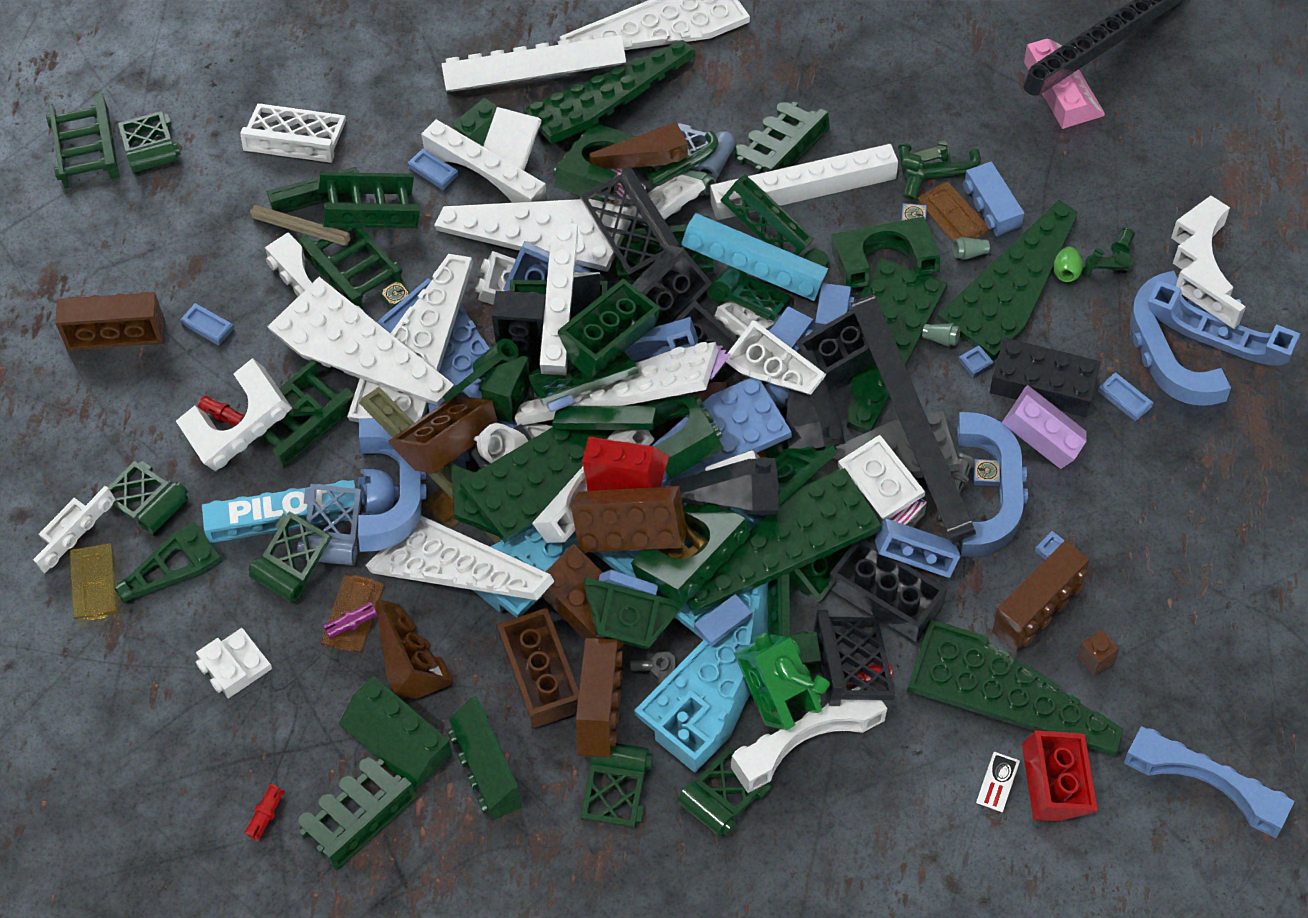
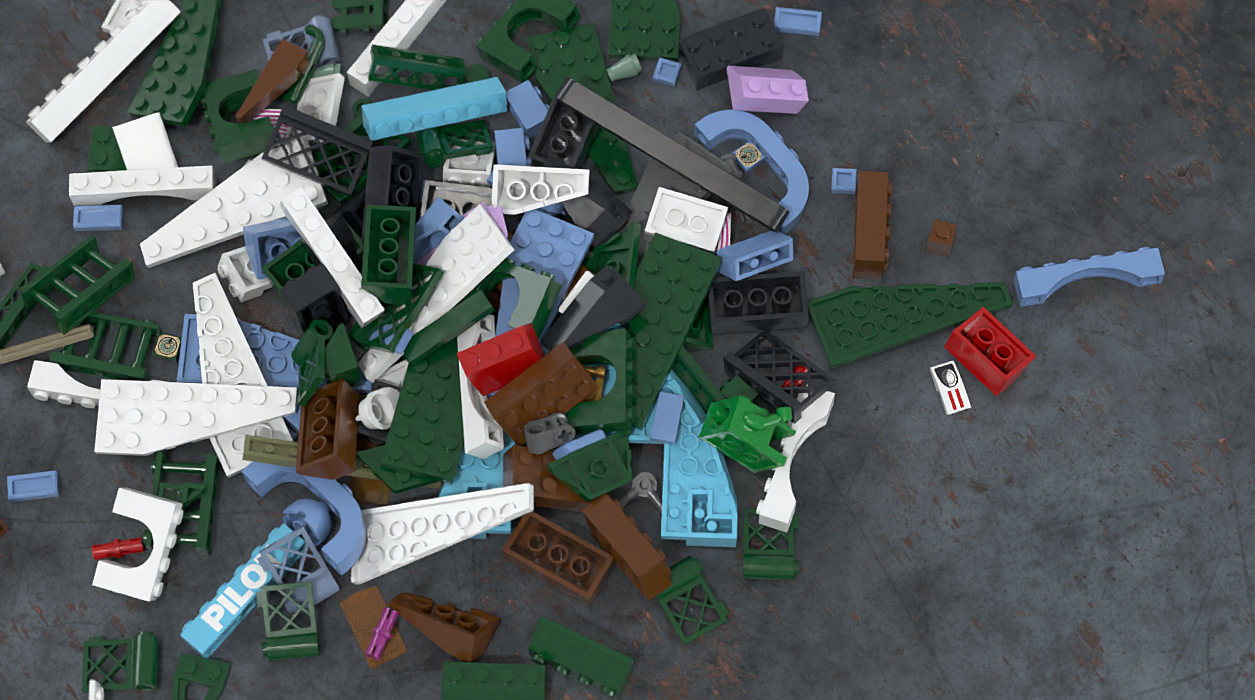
camera: 40 degrees left, 10 degrees up
(606, 552) = (546, 433): none -> dark grey piece

